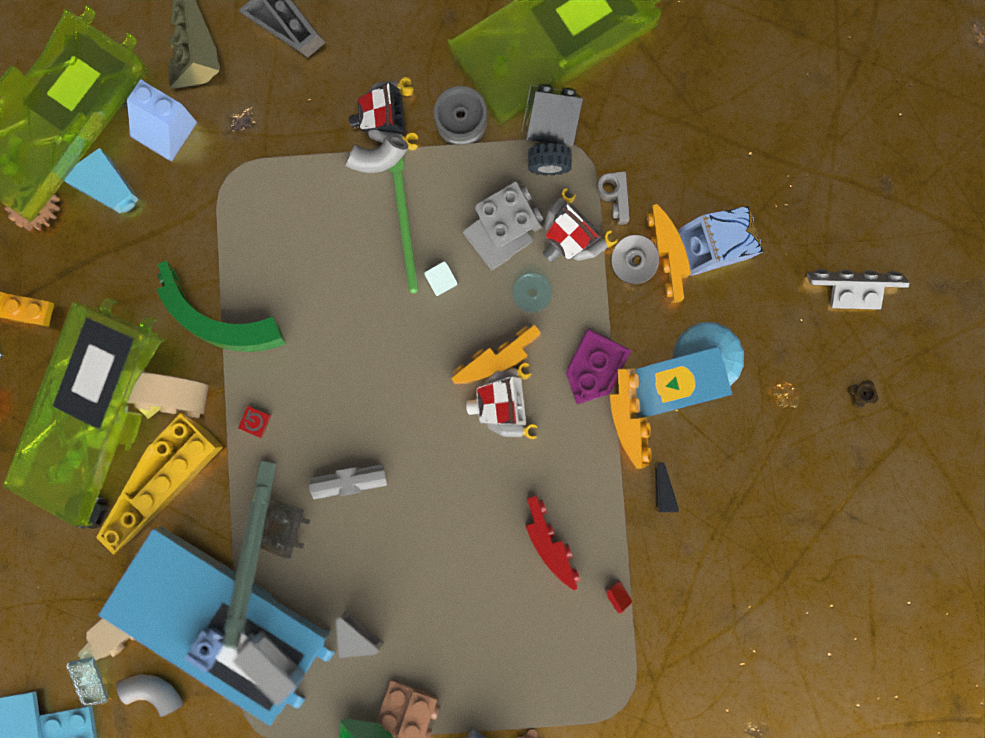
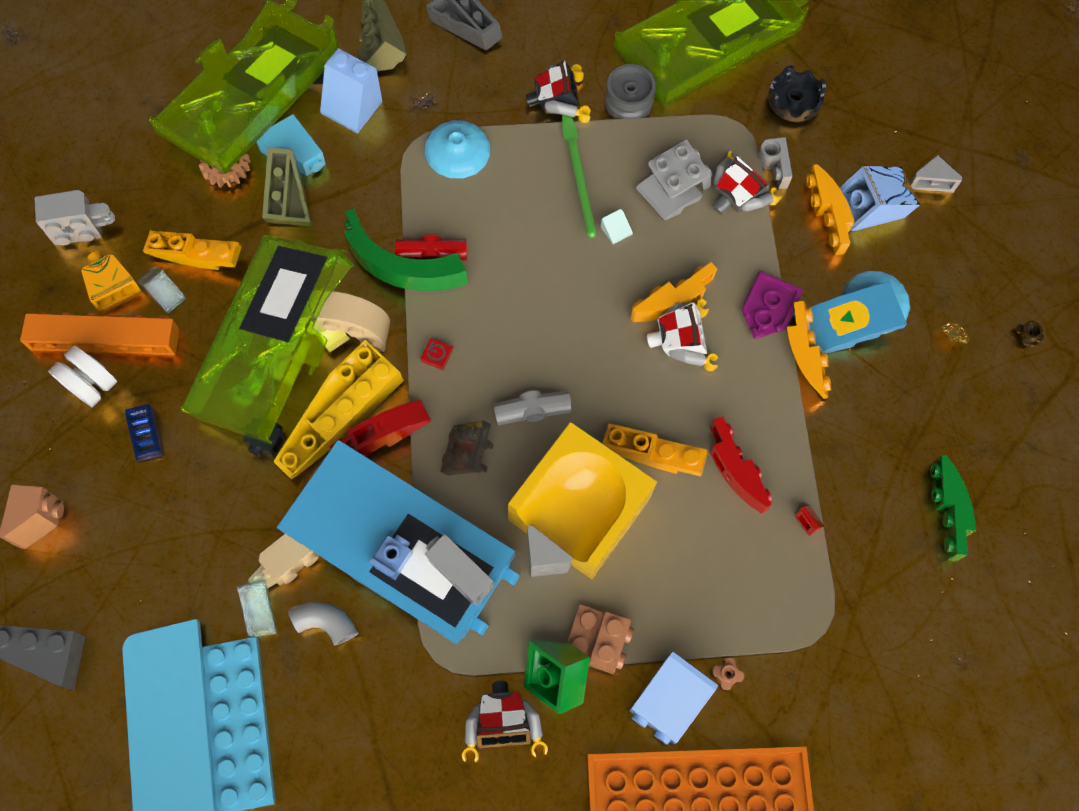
camera: 10 degrees left, 15 degrees down
(94, 241) = (284, 190): none -> olive wedge
(202, 505) = (387, 427): none -> red slope
(247, 307) = (430, 247): none -> red piece
(249, 555) = (435, 469): sand green piece -> none
(275, 184) = (457, 149): none -> medium azure hat
(379, 158) = (555, 125): light grey cylinder -> none
(391, 585) = (582, 498): none -> yellow piece
(467, 528) = (655, 452): none -> light orange slope
(535, 282) = (704, 250): clear light blue piece -> none
(549, 159) = (715, 124): black wheel -> none
(552, 114) = (715, 89): piece -> none
(624, 256) = (799, 203): light grey dish -> none
(646, 98) = (796, 83): none -> black plate
(663, 490) = (847, 421): black slope -> none
(761, 572) = (953, 498): none -> green slope
(786, 213) = (936, 177): none -> light grey slope
(857, 289) = (1010, 243): bracket -> none

